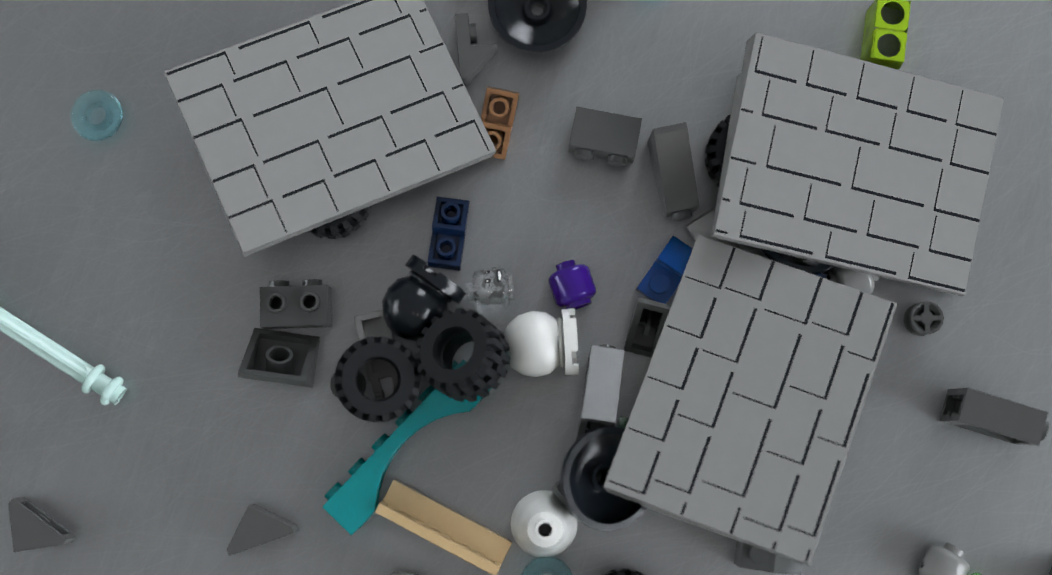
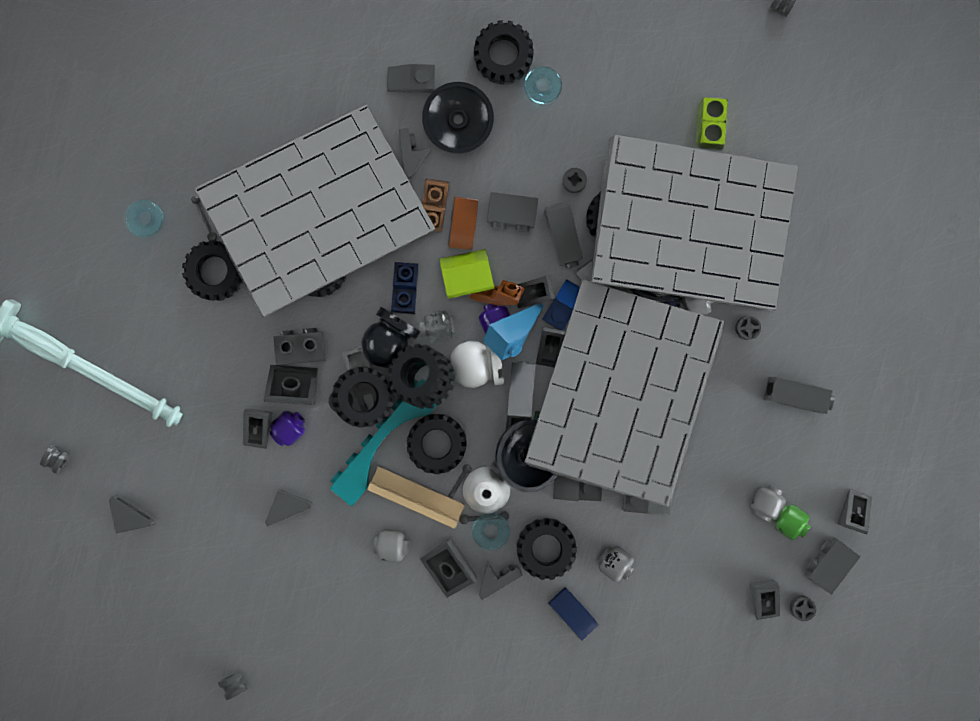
camera: 10 degrees left, 5 degrees up
(158, 187) = (193, 276): none -> black tyre
(187, 146) = (211, 235): none -> dark grey hinge
(227, 414) = (256, 428): none -> dark grey slope
(270, 417) = (287, 428): none -> dark purple head
(451, 467) = (415, 443): none -> black tyre
(510, 563) = (465, 519): none -> dark grey hinge
(518, 492) = (466, 469): none -> dark grey hinge
(535, 149) = (463, 223): none -> dark orange slope
(536, 218) = (466, 273): none -> lime slope
(589, 249) = (504, 295): none -> dark orange slope
(592, 302) = (509, 334): none -> dark azure slope
(628, 249) = (536, 292): none -> dark grey slope
(670, 532) = (575, 490): none -> dark grey slope
(689, 107) = (574, 184): none -> dark grey wheel

